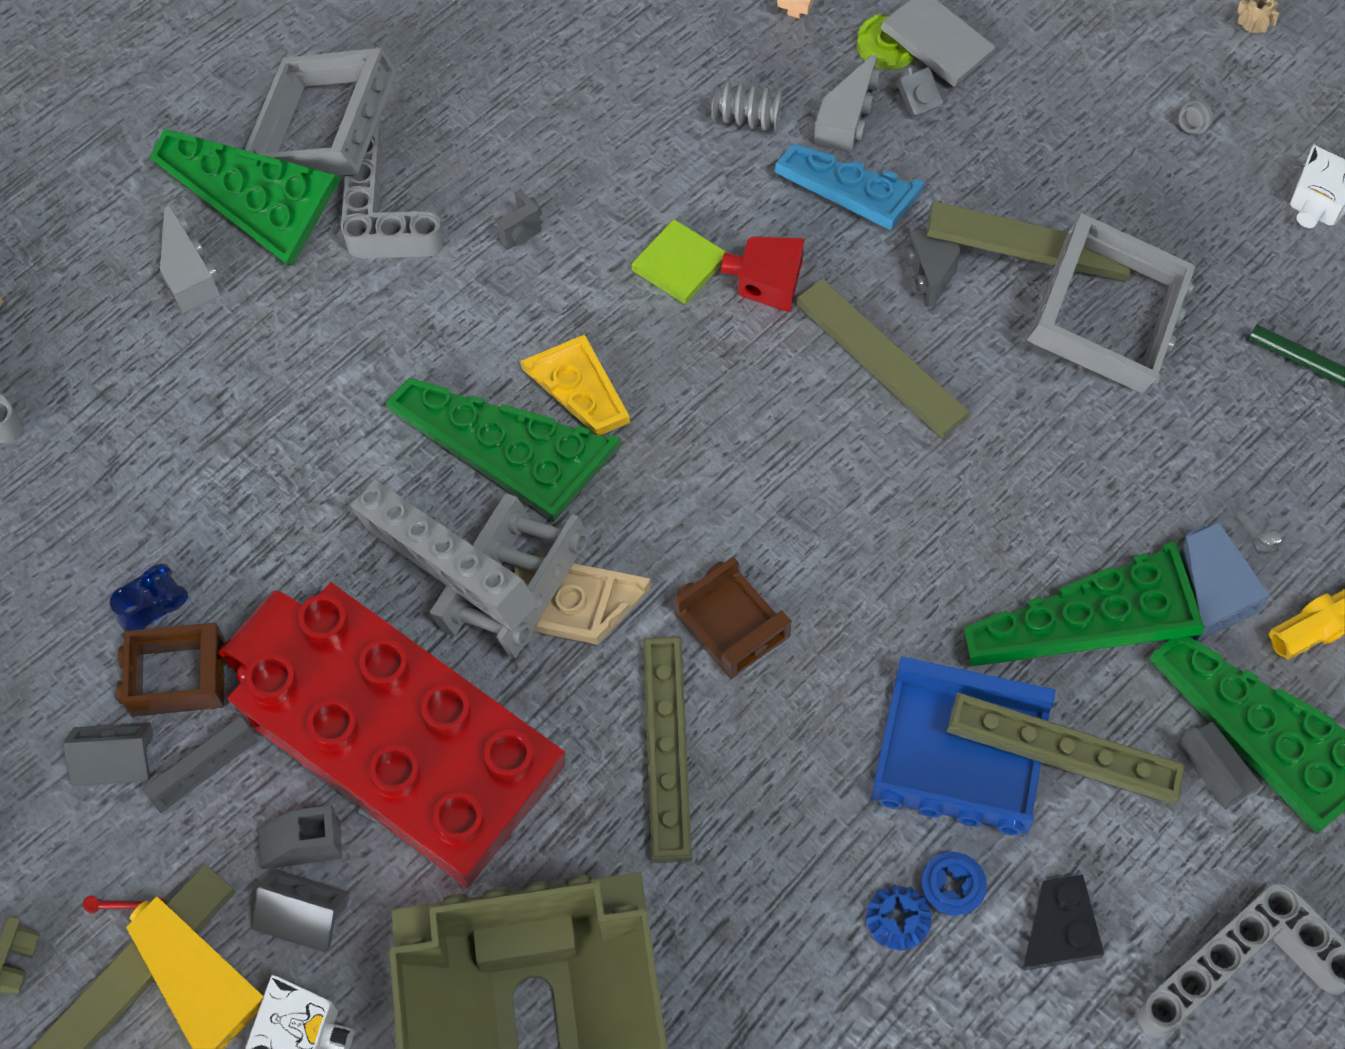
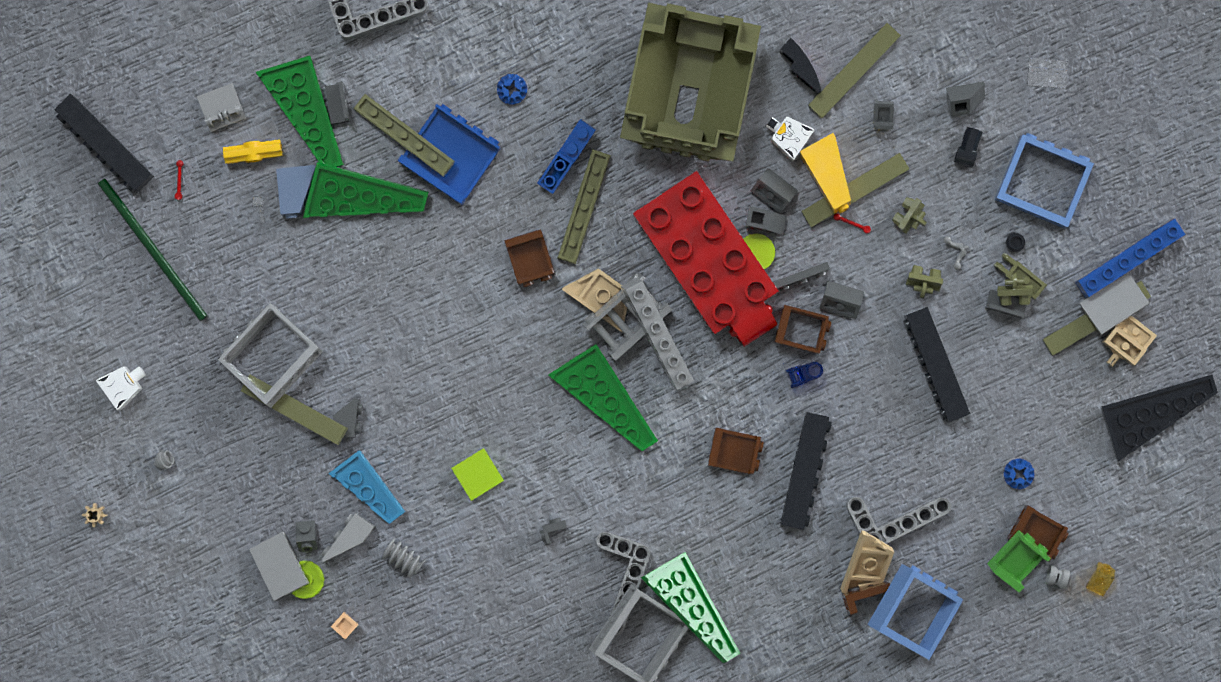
camera: 160 degrees left, 25 degrees up
(106, 446) = (804, 471): none -> black brick
(182, 265) = (740, 565): light grey slope -> none
(243, 436) = (735, 451): none -> reddish brown panel
(294, 786) = (762, 248): none -> lime tile
(579, 384) = (556, 416): yellow wing -> none
(735, 821) = (566, 156): none -> blue slope
(767, 270) = (435, 447): red torso -> none
(882, 358) = (397, 376): olive tile -> none
(958, 867) = (474, 88): blue gear -> none
(1063, 925) = (442, 58): black wing -> none

